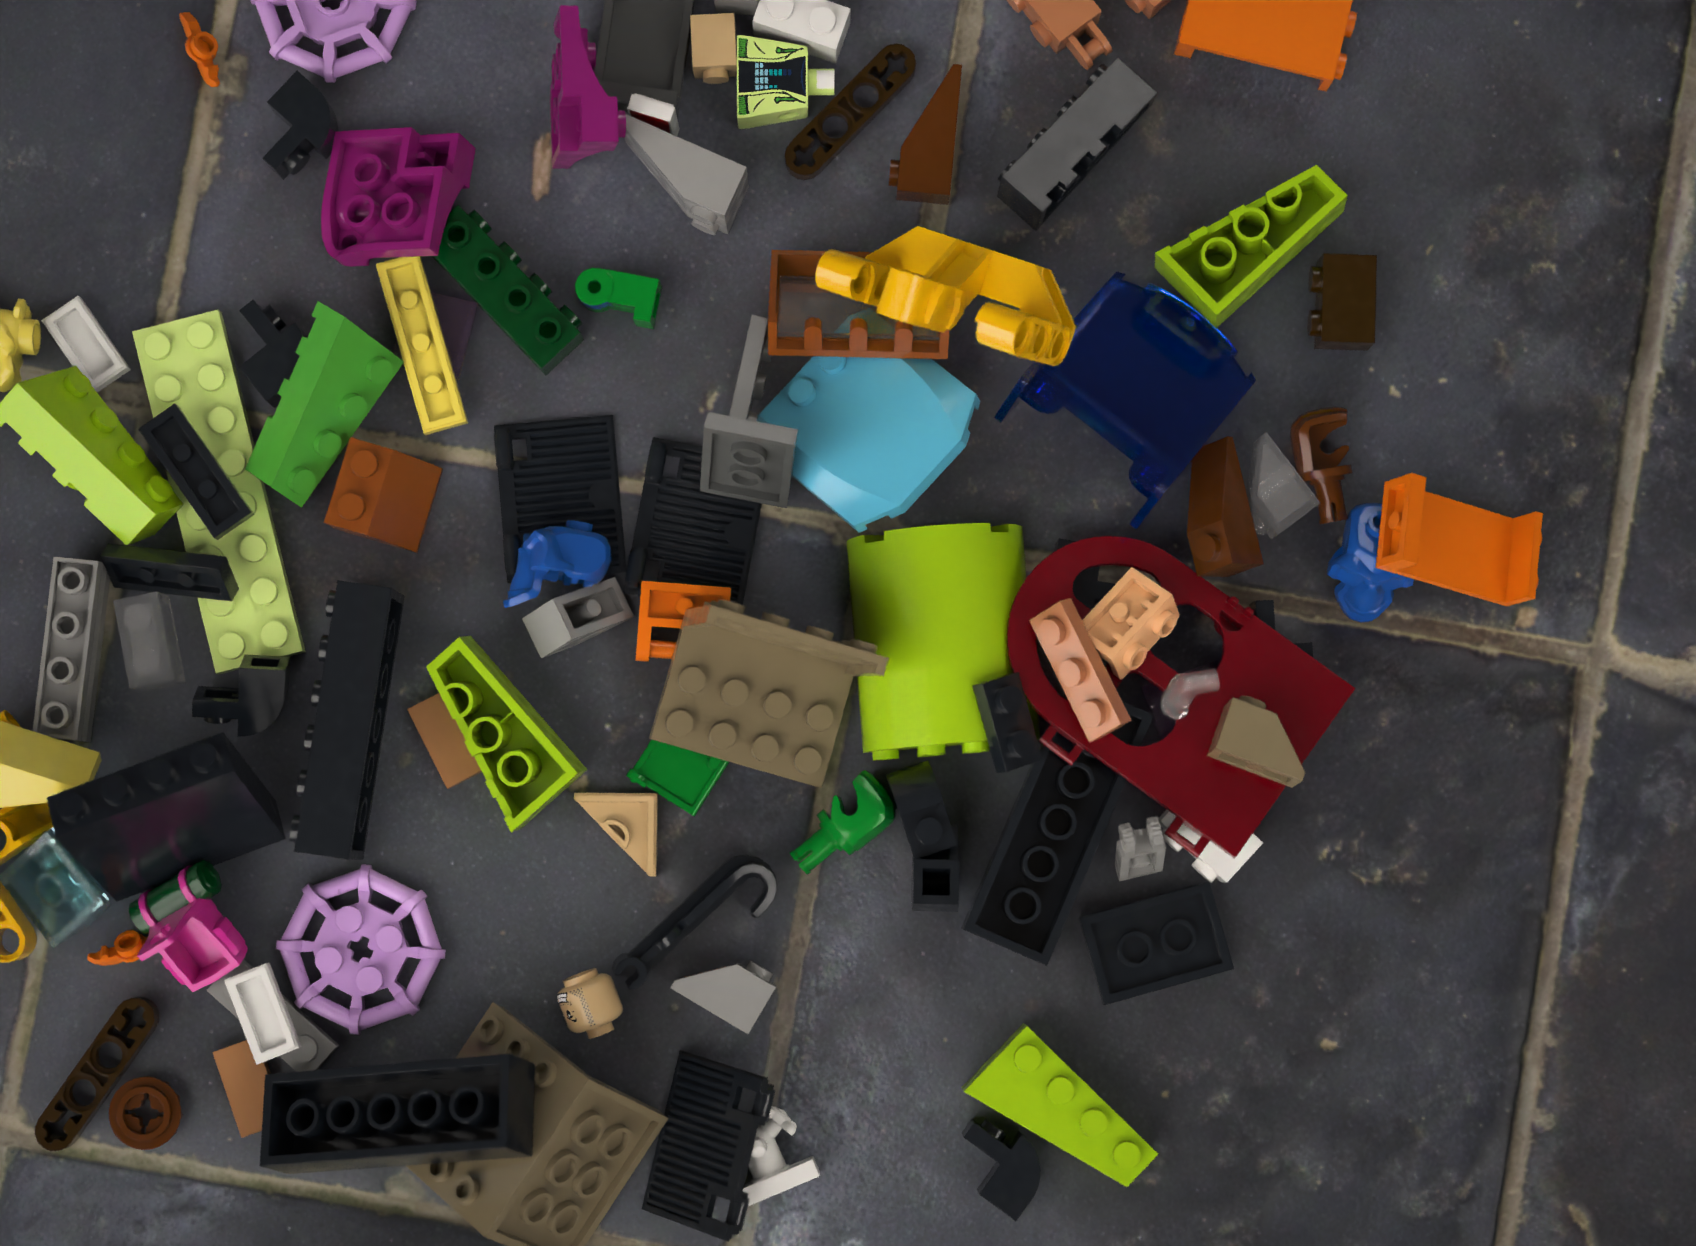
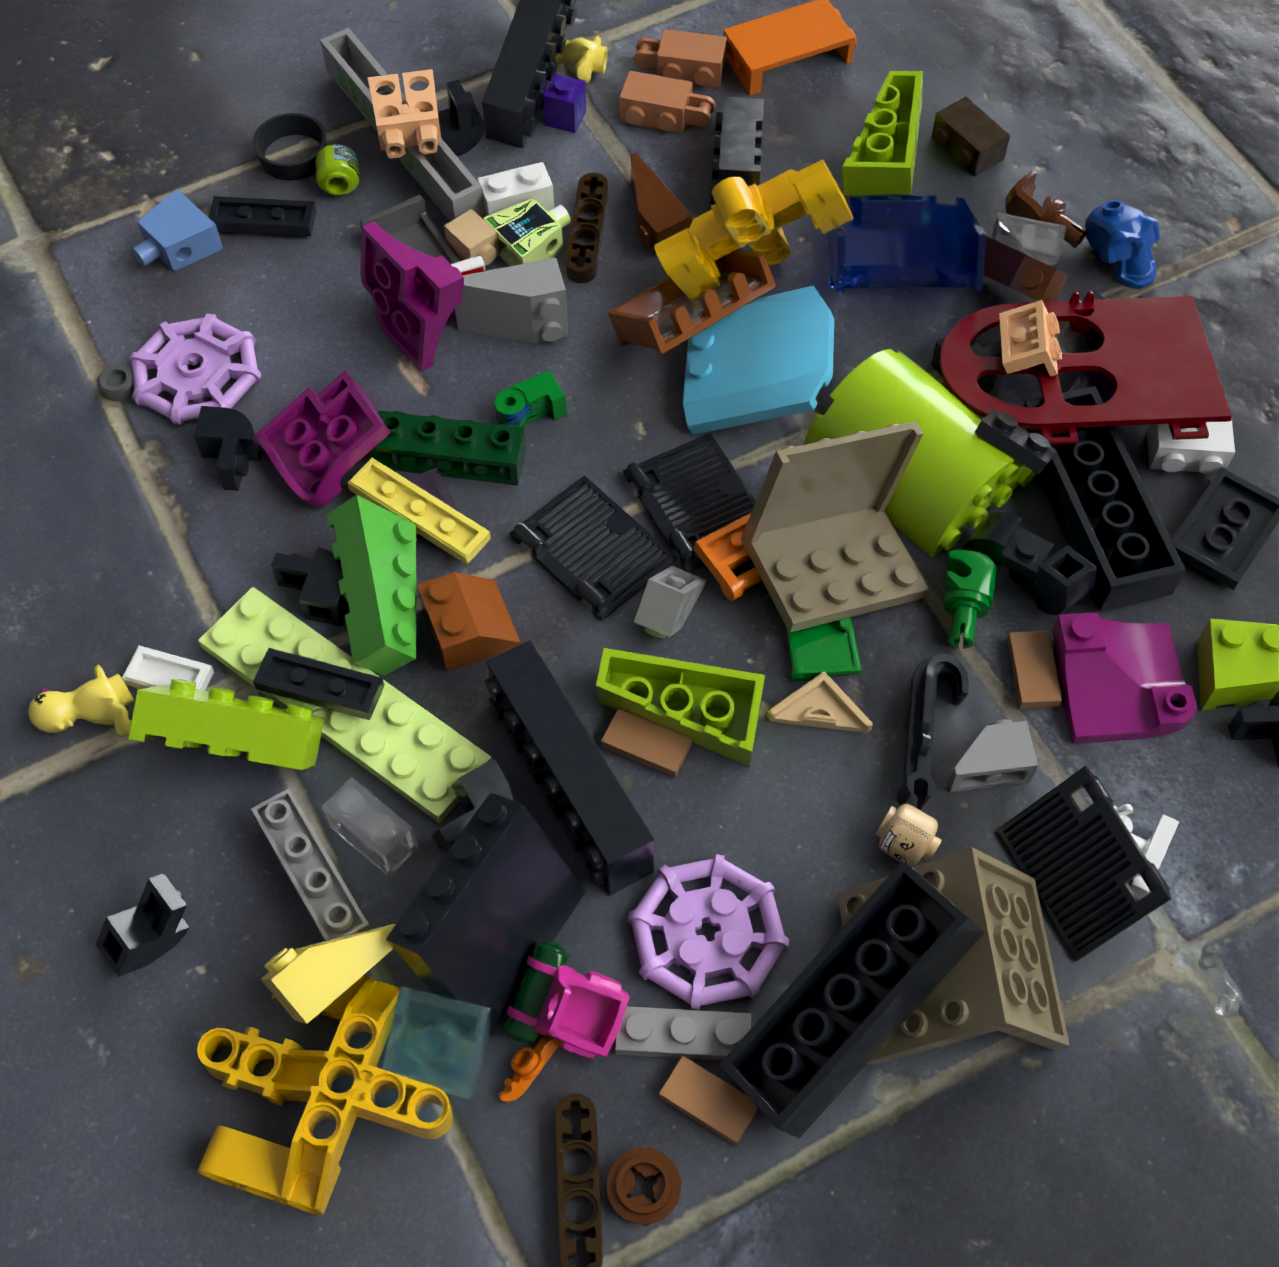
camera: 35 degrees left, 25 degrees down
(170, 572) = (355, 757): black plate -> none
(201, 48) = (121, 449): orange piece -> none
(262, 1013) = (676, 1025): white tile -> none
(561, 554) = (628, 562): blue head -> none
(738, 452) = (700, 406): dark grey piece -> none
(846, 936) = (1034, 669): none -> medium nougat tile
(912, 1008) = (1119, 679): none -> magenta slope
(1080, 670) = (1031, 377): nougat plate -> none
(1140, 850) = (1168, 462): light grey hinge -> none
(1183, 689) = (1101, 351): clear arm -> none
(1255, 742) = (1177, 345): dark tan slope -> none
(1458, 544) = (1191, 195): orange panel -> none

